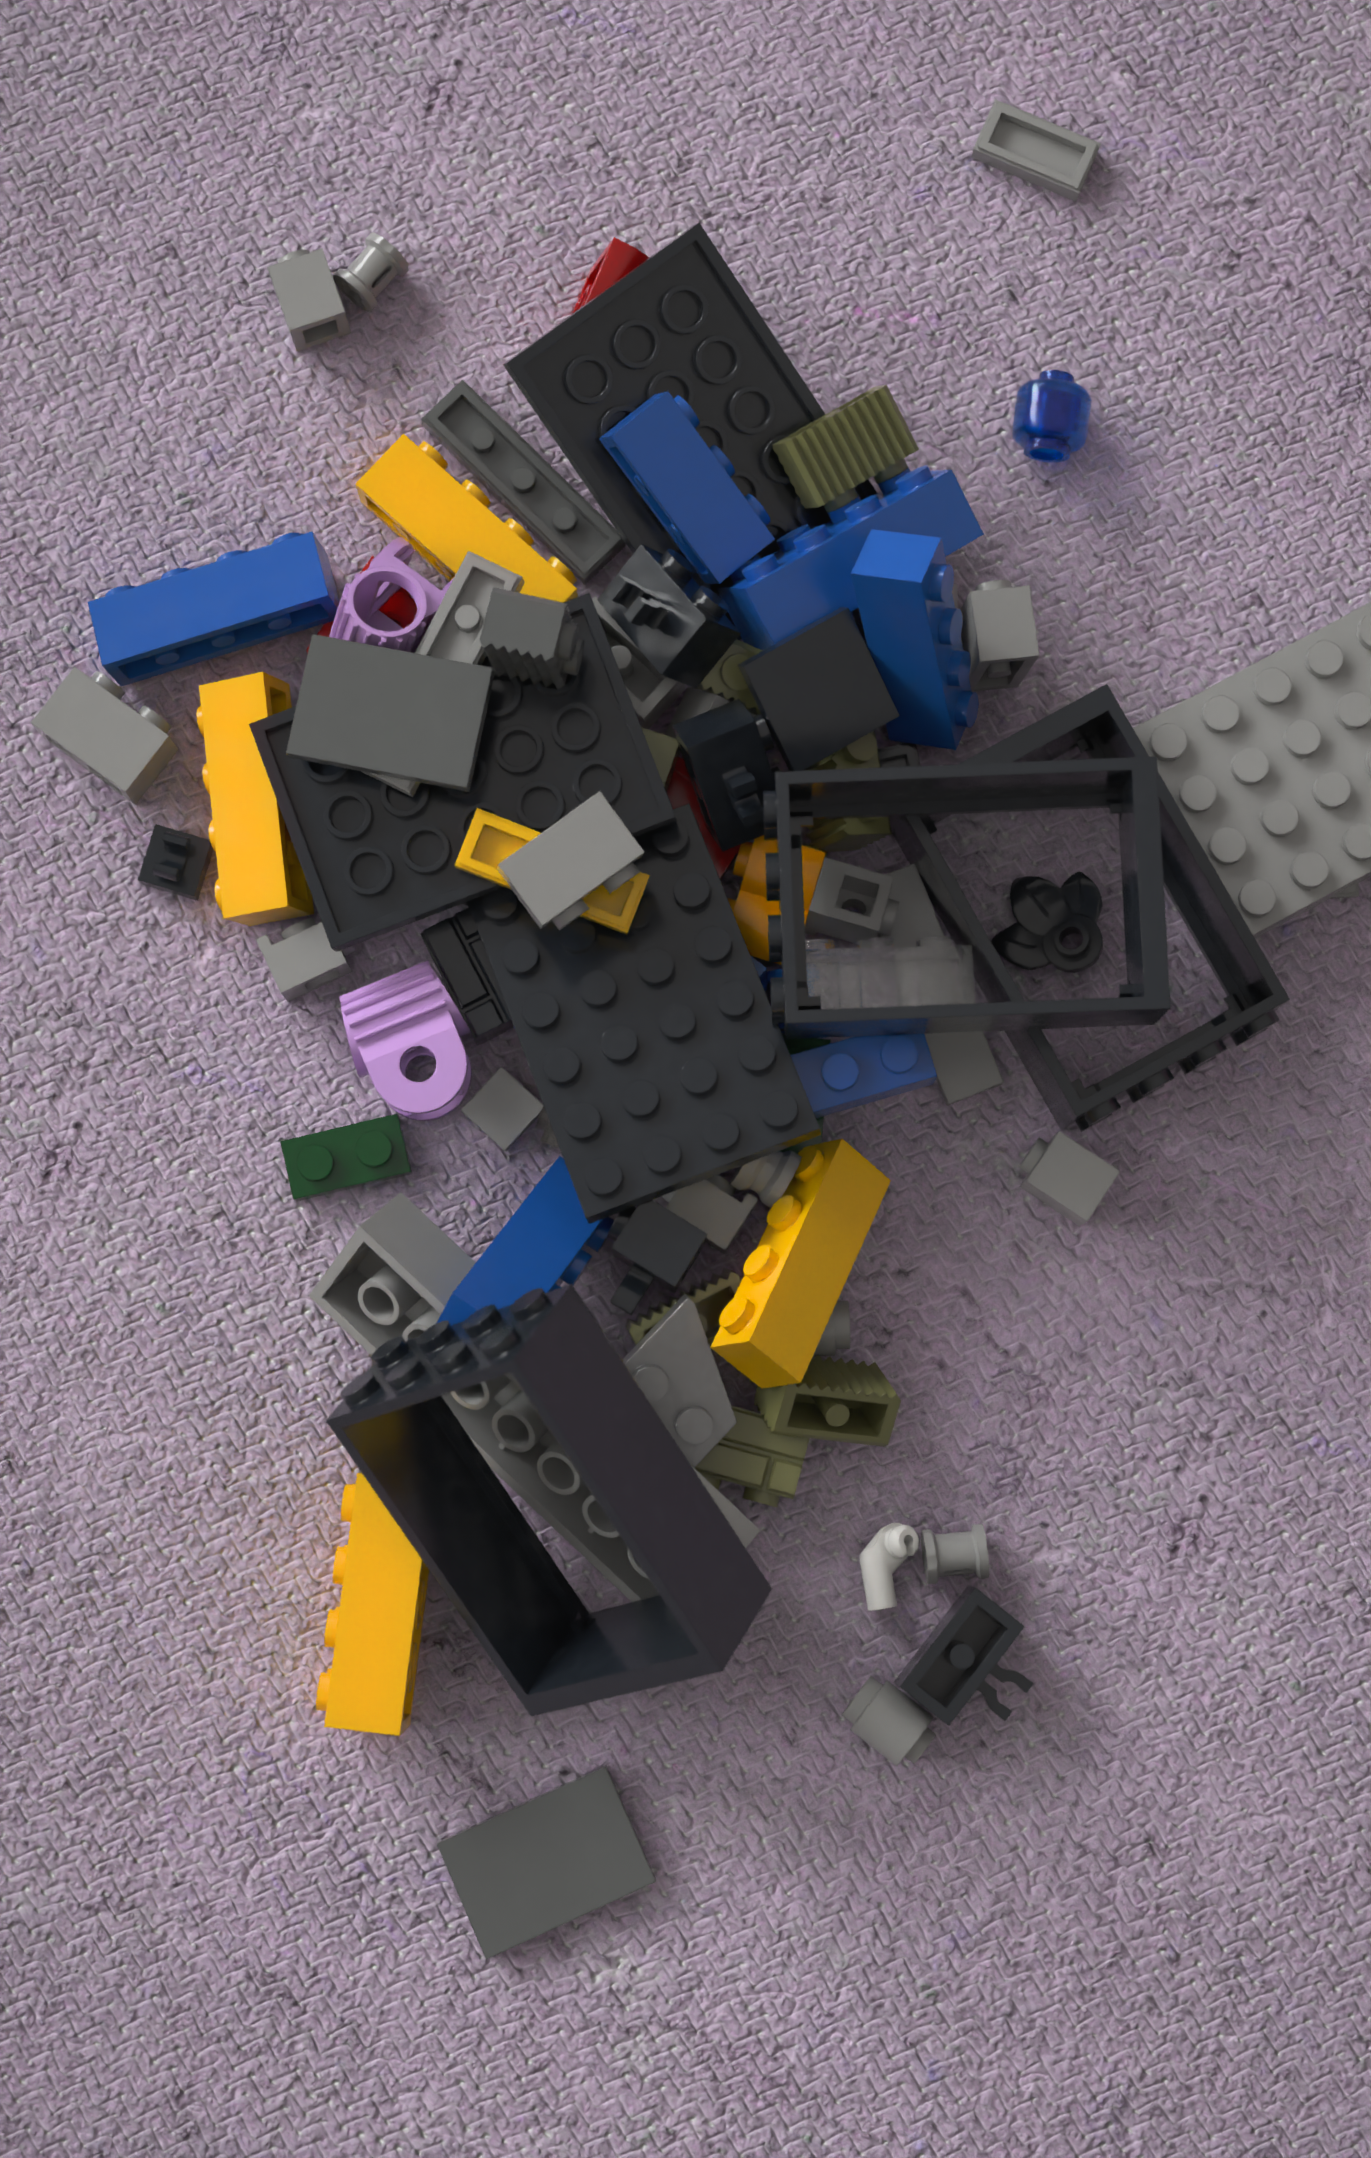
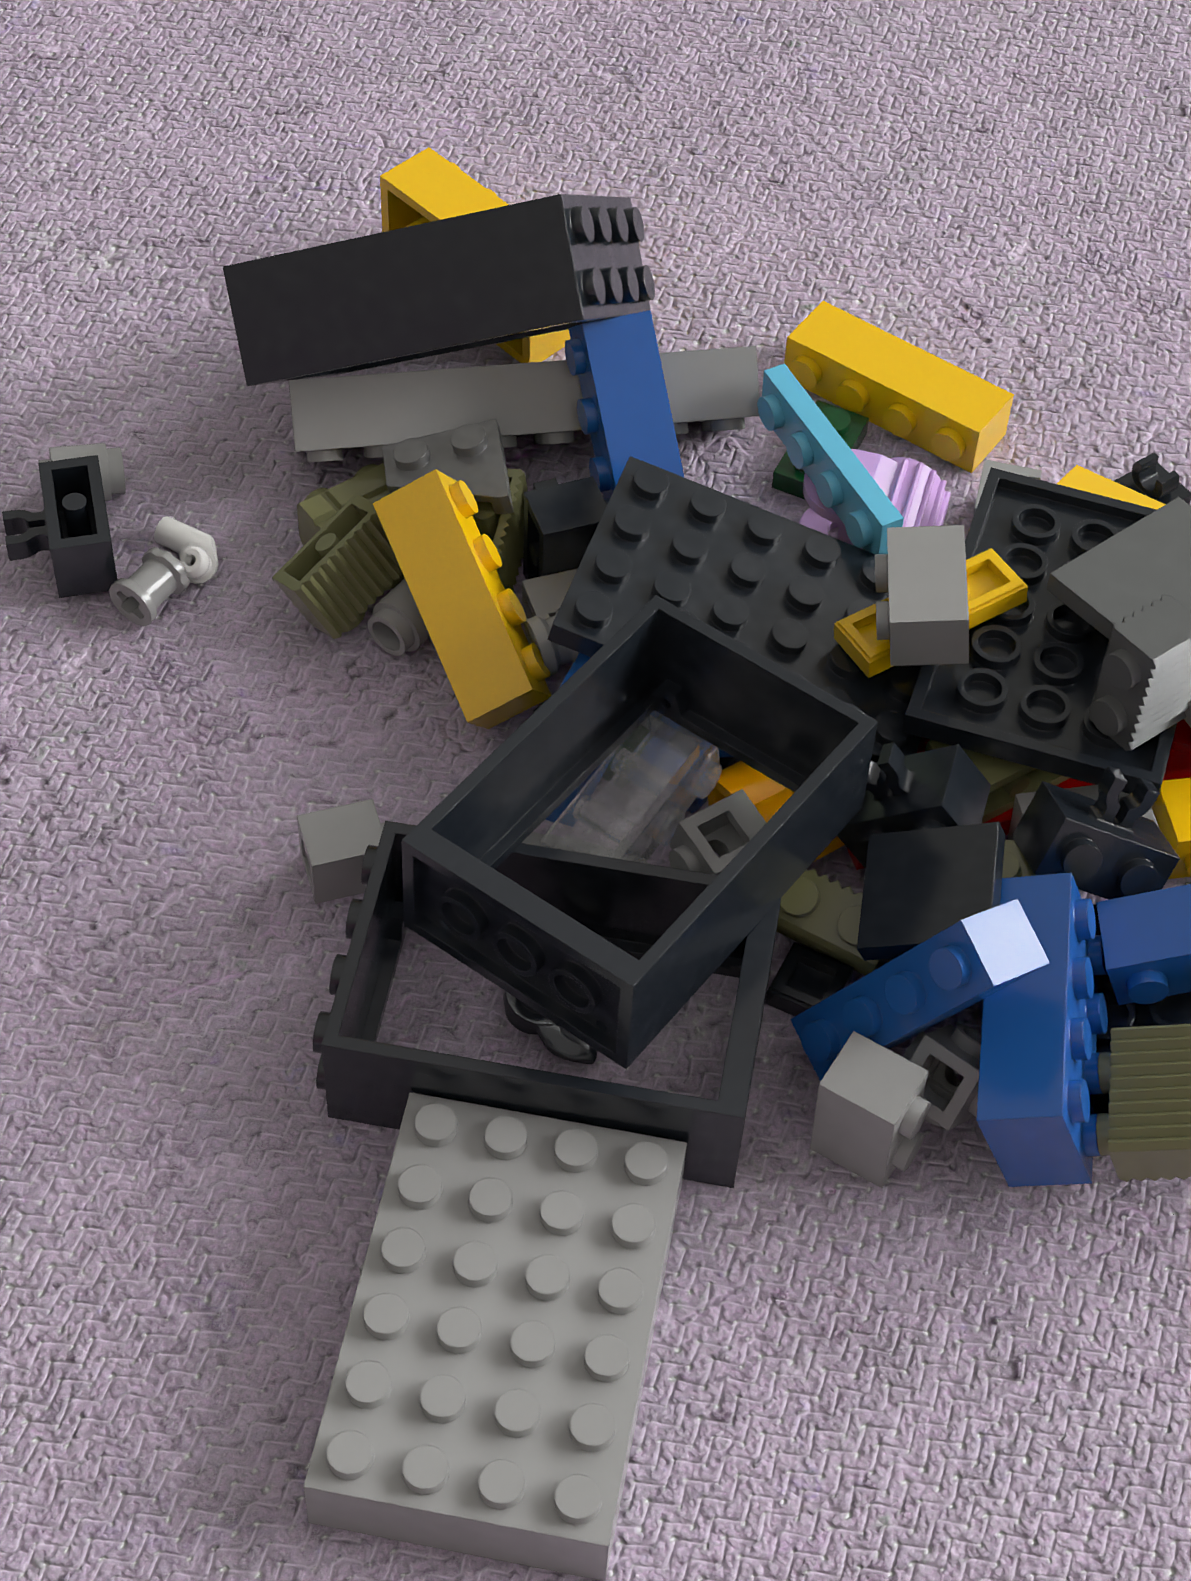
camera: 130 degrees right, 30 degrees down
(226, 1143) = (898, 386): none -> yellow brick
(448, 1055) = (827, 461): none -> medium azure plate
(546, 1862) = (209, 234): dark grey tile -> none
(1051, 416) = (1059, 1348): clear blue head -> none

